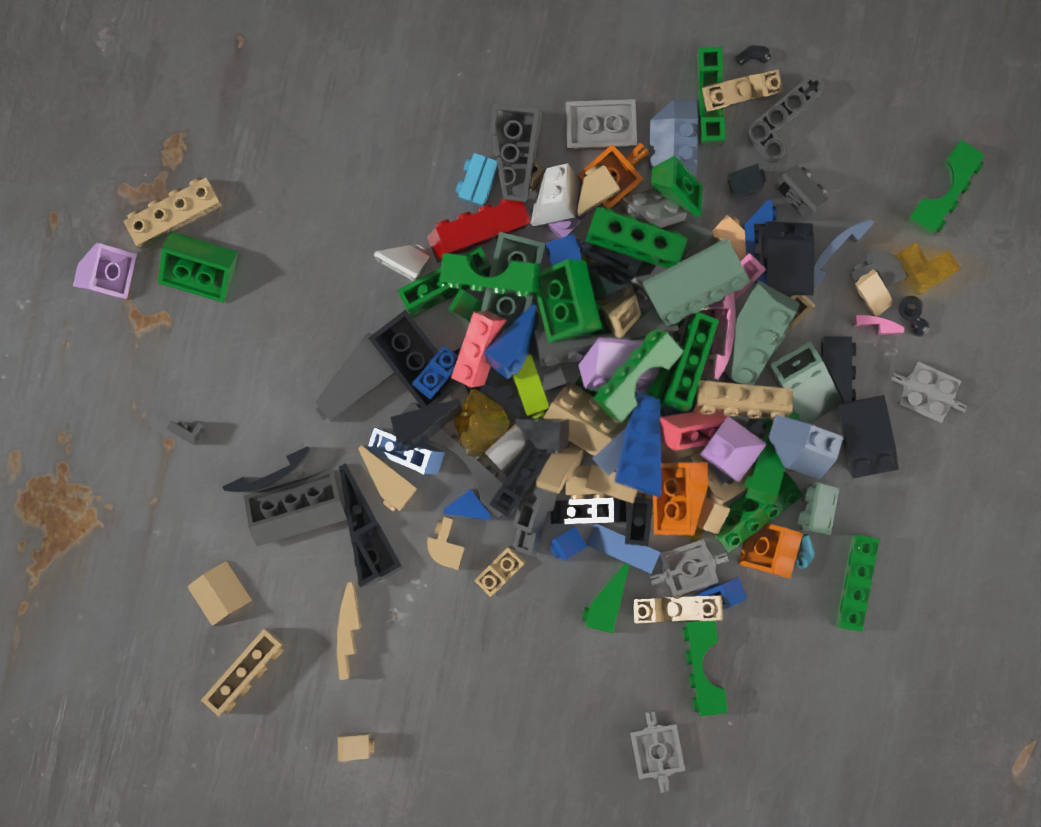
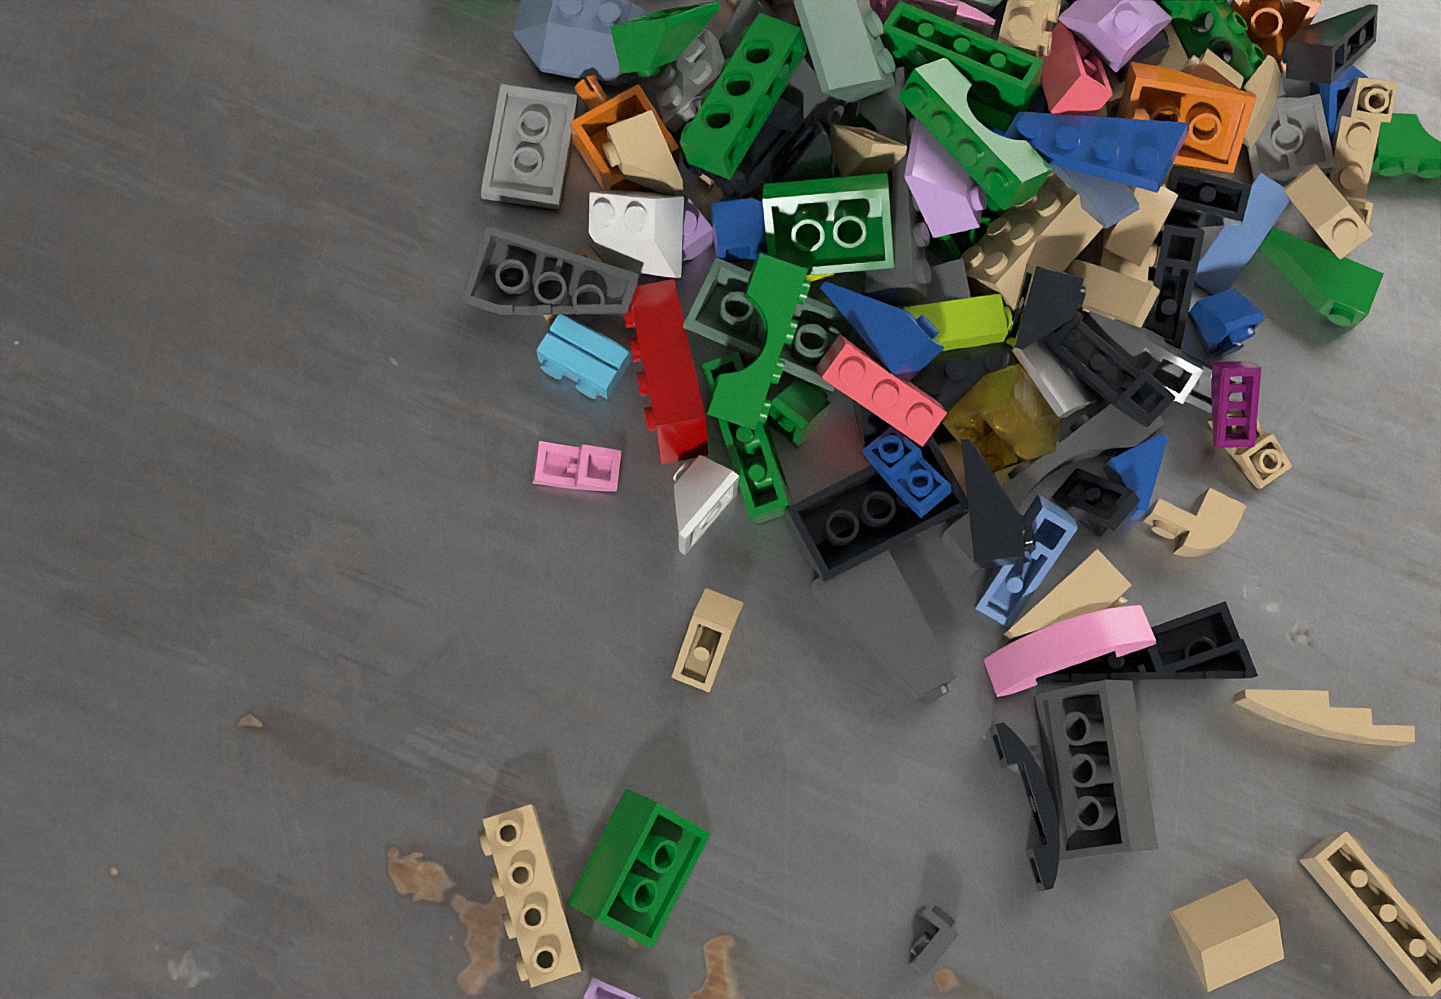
camera: 90 degrees left, 10 degrees down
(328, 281) = (707, 639): none -> tan slope
(359, 481) = (1066, 645): none -> bright pink slope
(414, 189) = (576, 467): none -> bright pink slope
(447, 484) = (1095, 501): none -> black slope
(531, 552) = (1221, 404): none -> magenta slope
(639, 593) = (1327, 211): none -> tan slope
(712, 547) = (1265, 86): none -> tan slope
(751, 585) = (1330, 46): none -> black slope

